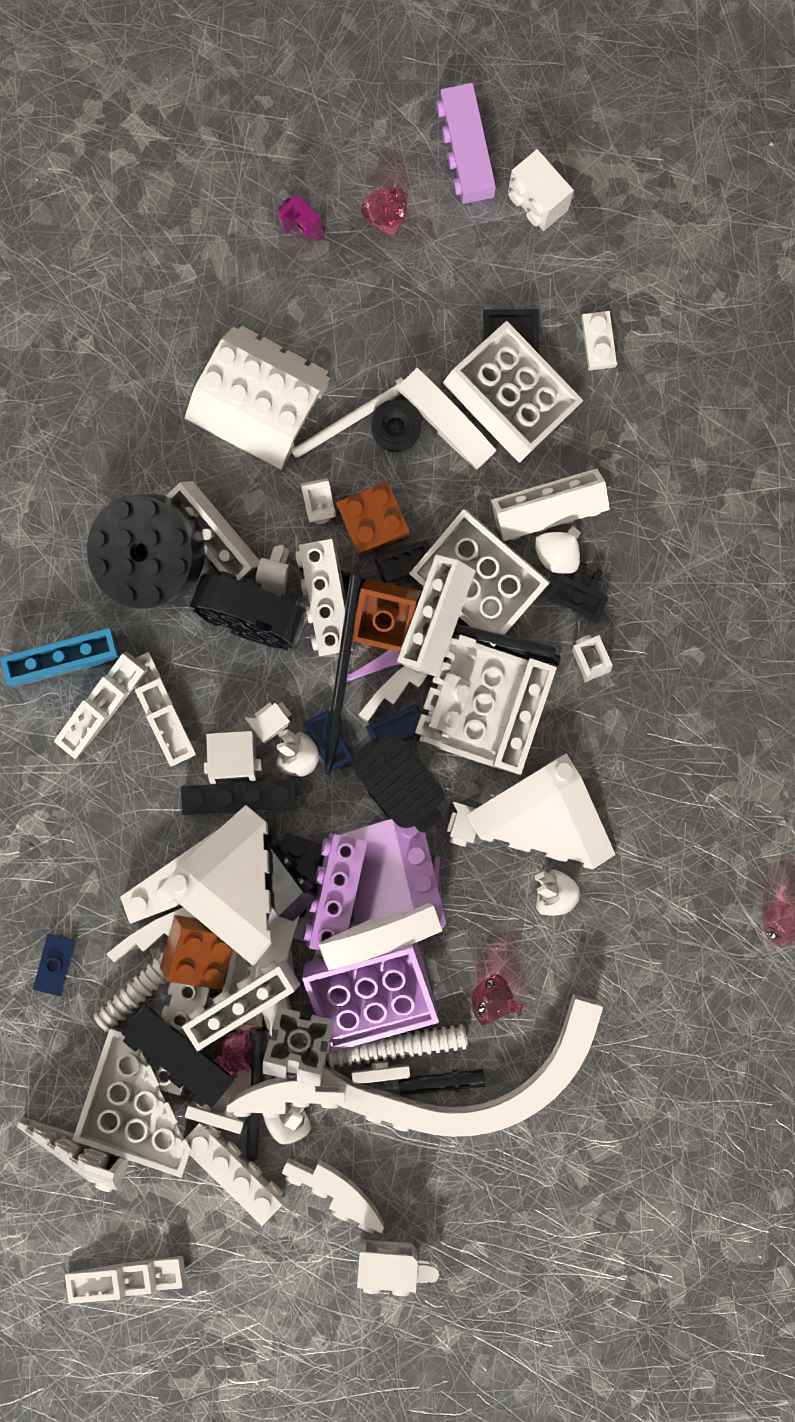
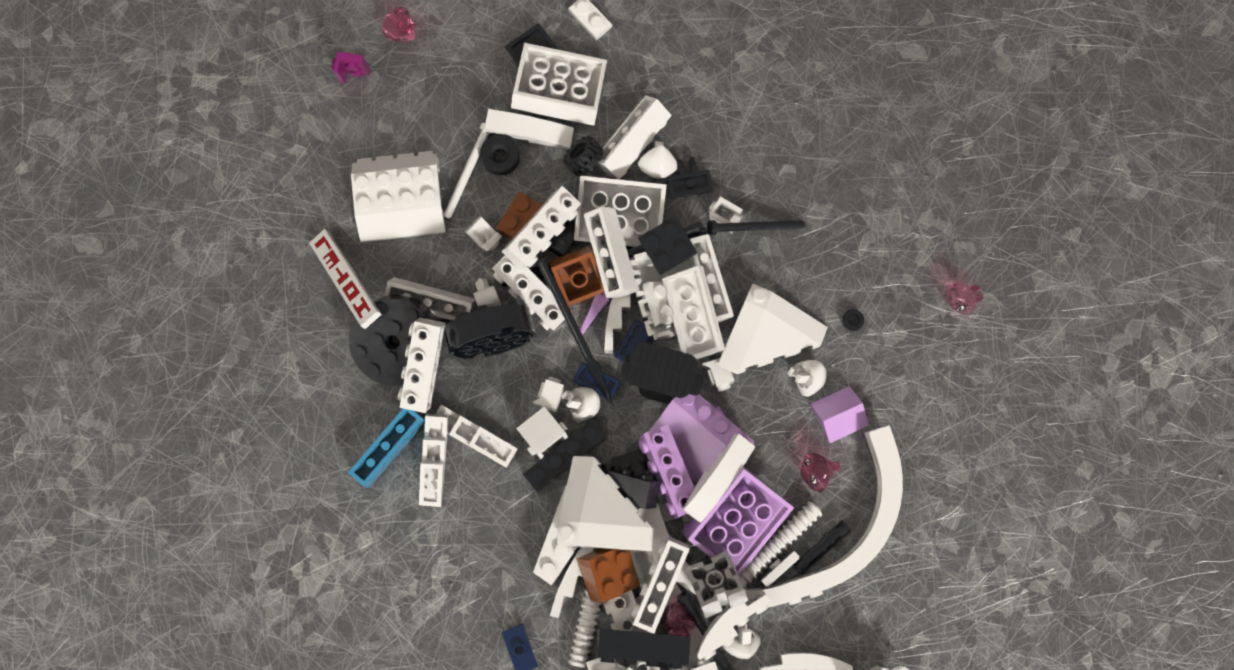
camera: 30 degrees left, 5 degrees down
(136, 449) = (345, 279): none -> white tile
(151, 598) = (421, 365): none -> white brick
(380, 538) = (541, 228): none -> white brick
(479, 742) = (693, 312): none -> white plate
(483, 489) = (583, 156): none -> black tyre
(503, 650) = (667, 245): none -> black plate
(562, 956) = (840, 414): none -> lavender slope
(566, 664) = (714, 227): none -> black bar
(647, 866) = (852, 320): none -> black tile

